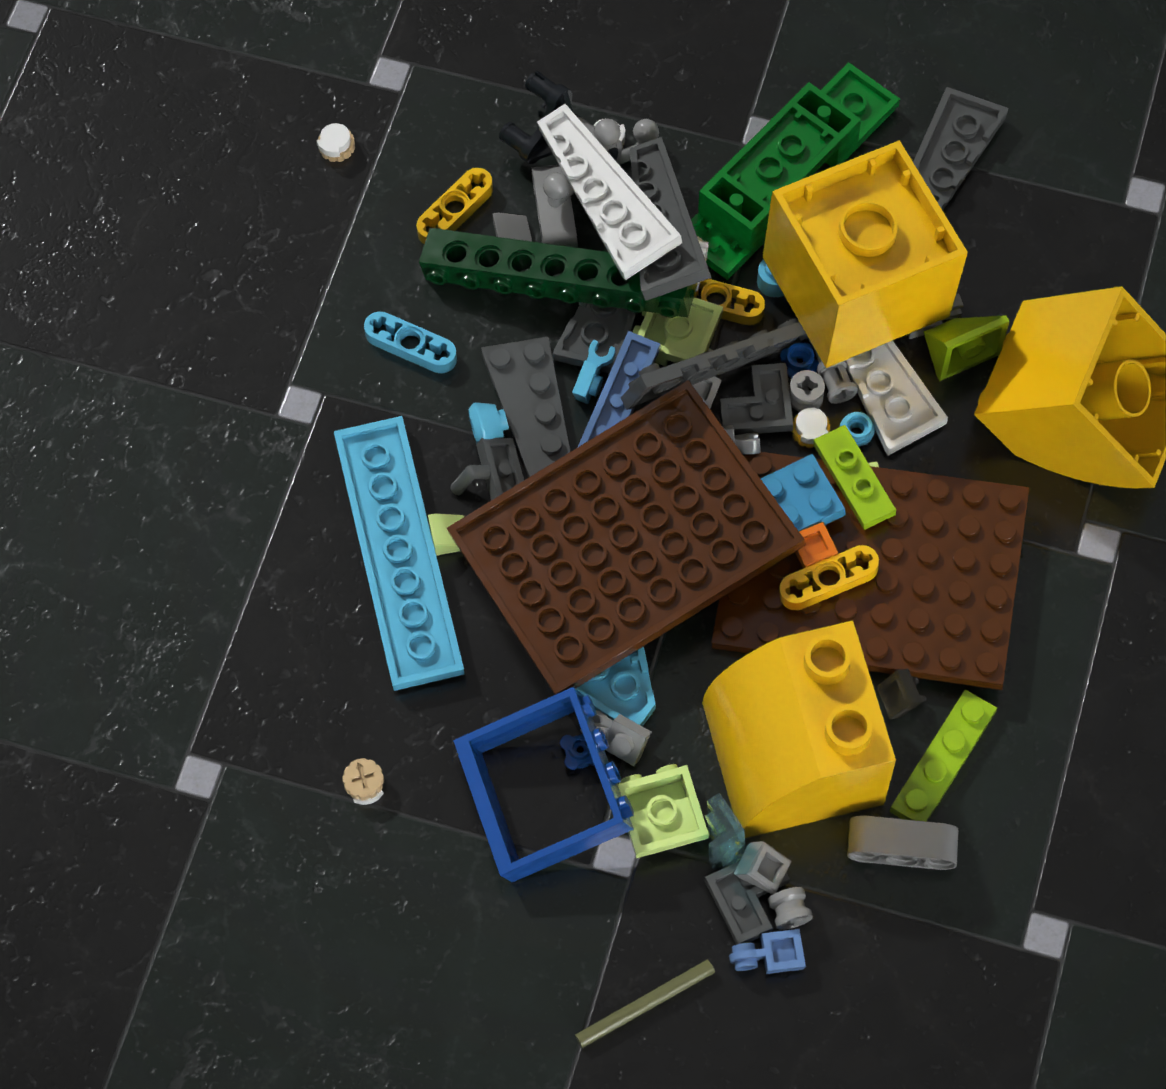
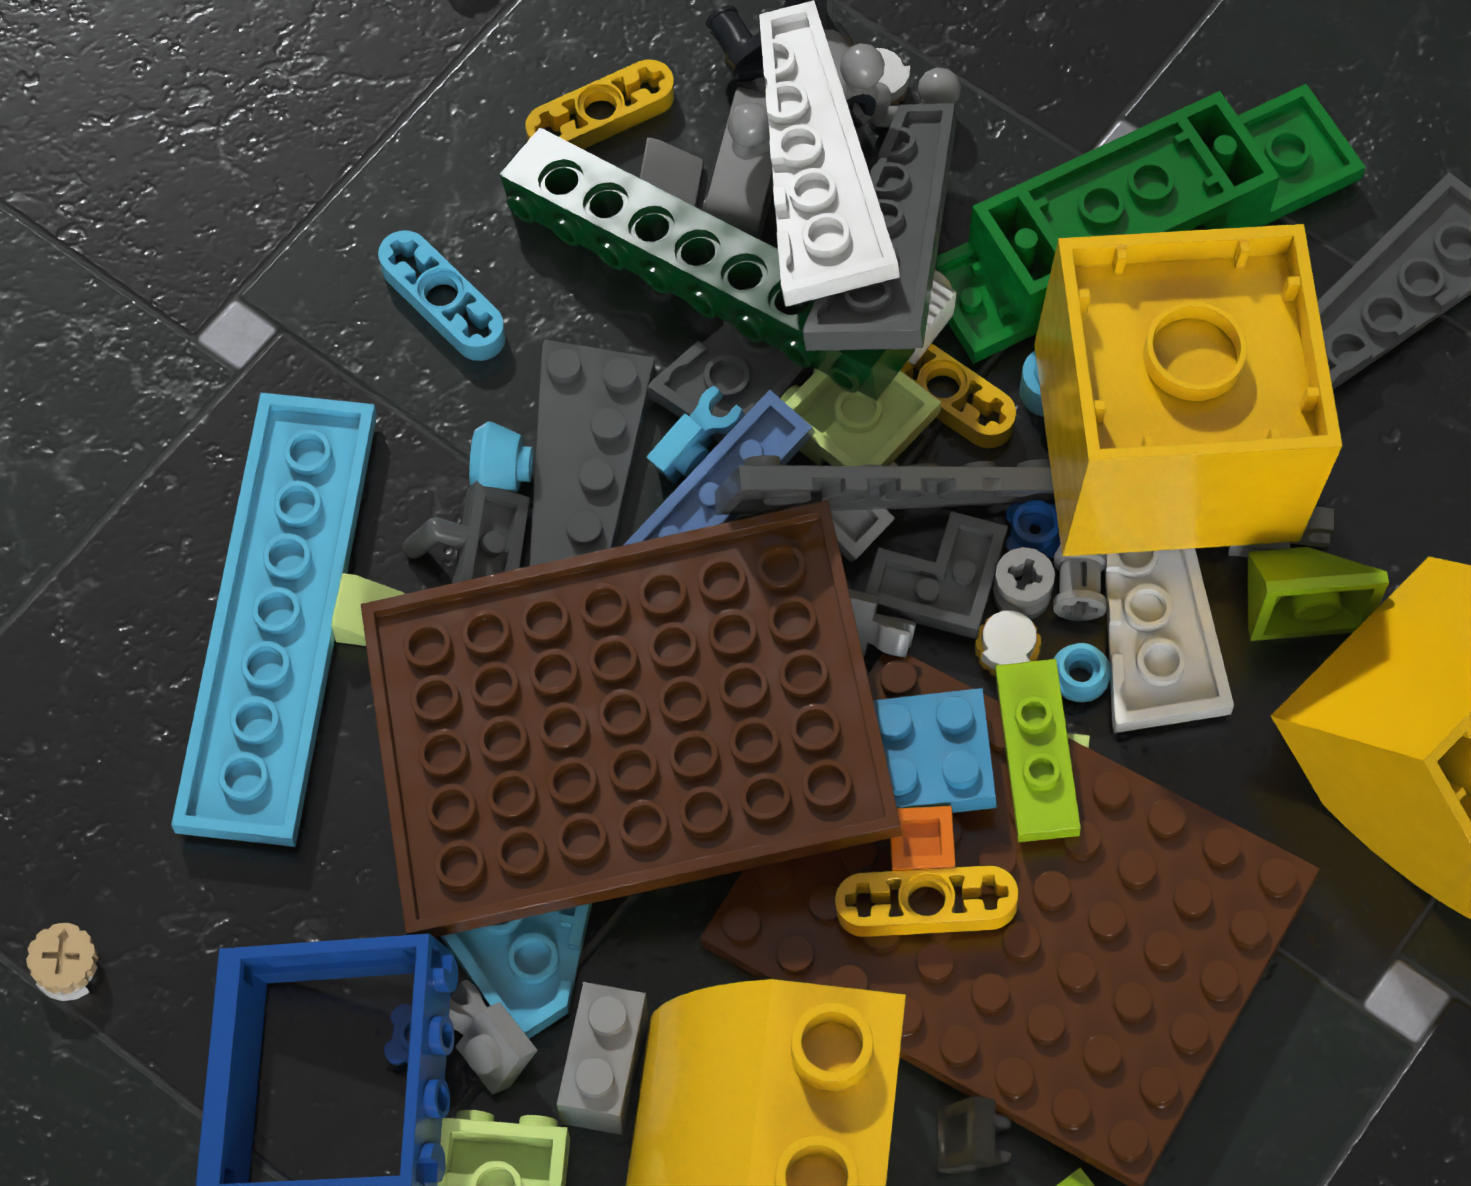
camera: 20 degrees right, 0 degrees up
(688, 723) = (603, 1058): none -> light grey brick

